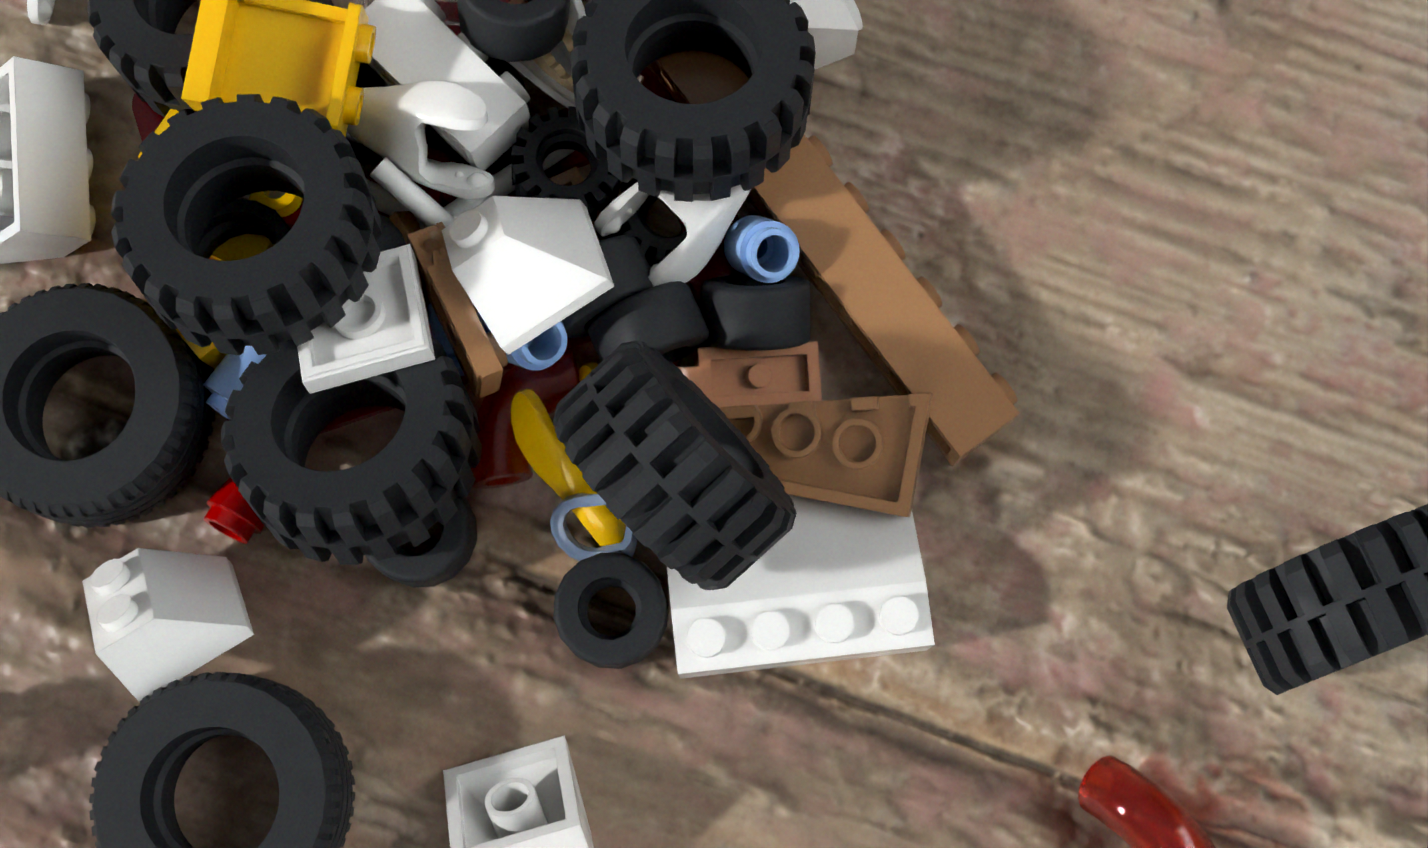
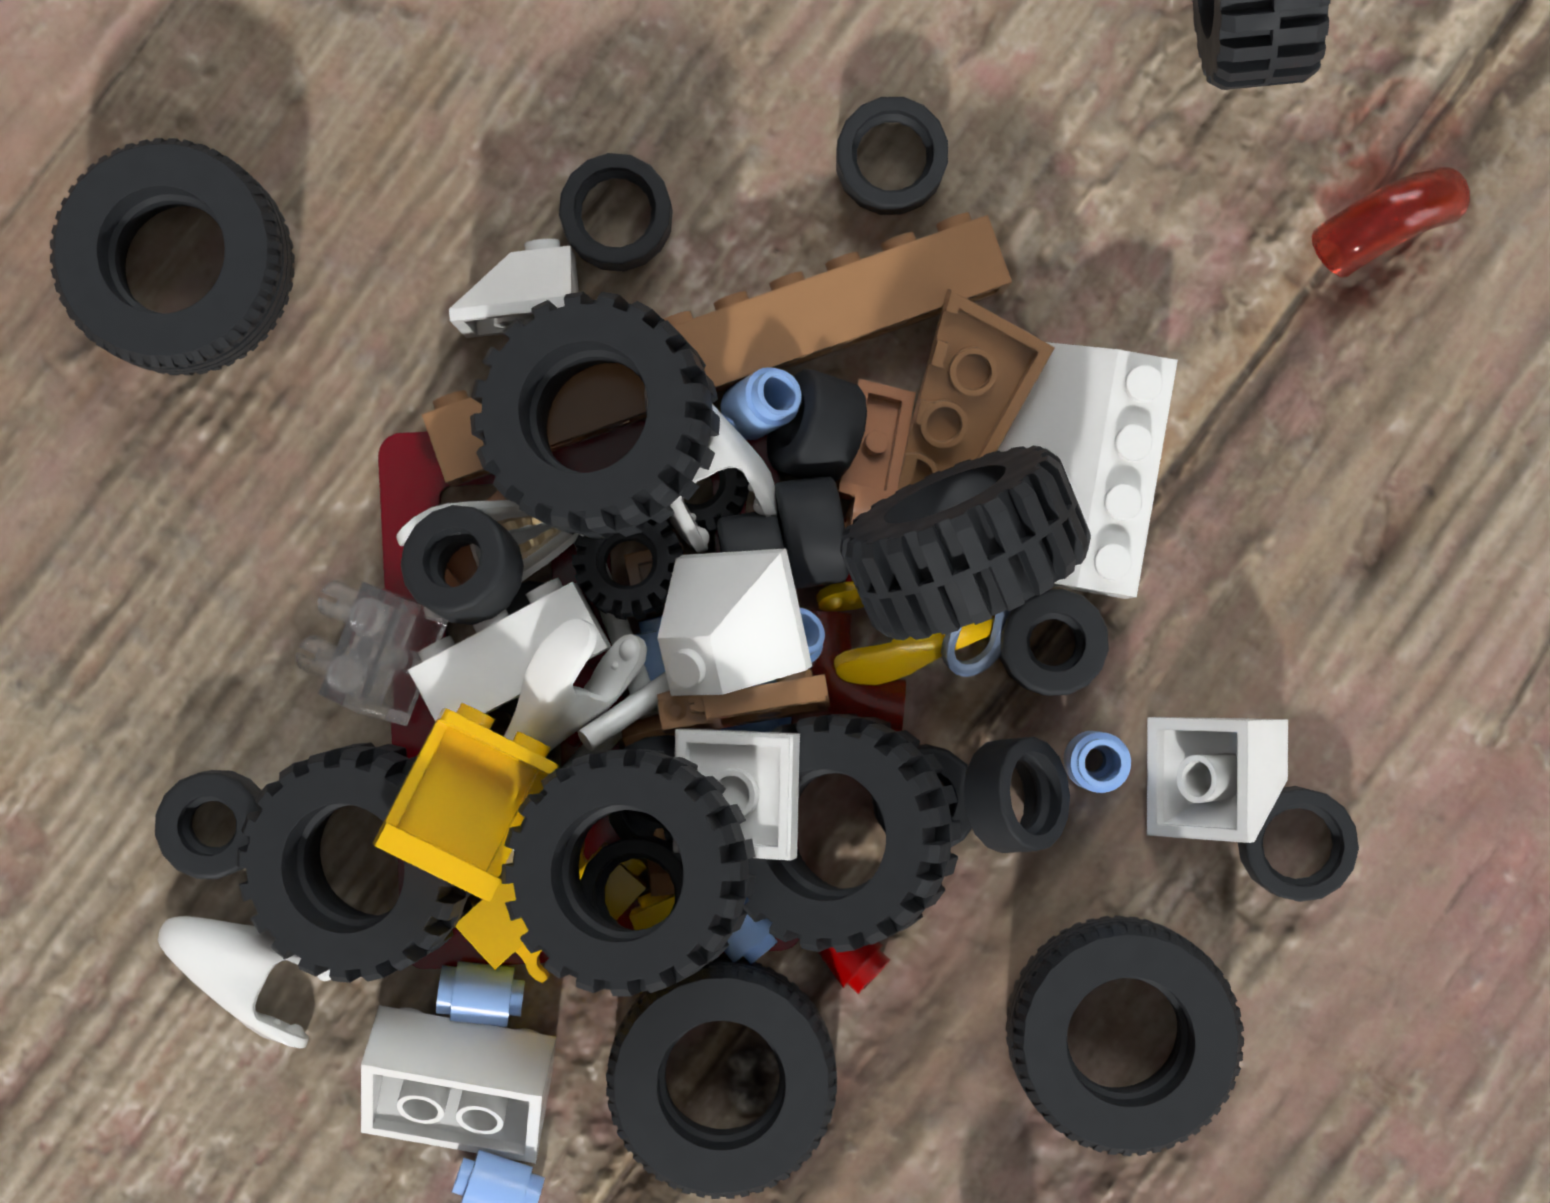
camera: 80 degrees left, 10 degrees up
(108, 148) = (479, 993): none -> light blue brick
(163, 615) = (944, 1046): white slope -> none
(449, 652) = (989, 796): none -> black tyre
(483, 679) = (1115, 763): none -> light blue brick
(914, 30) = (616, 167): none -> black tyre
(1068, 271) = (892, 111): none -> black tyre

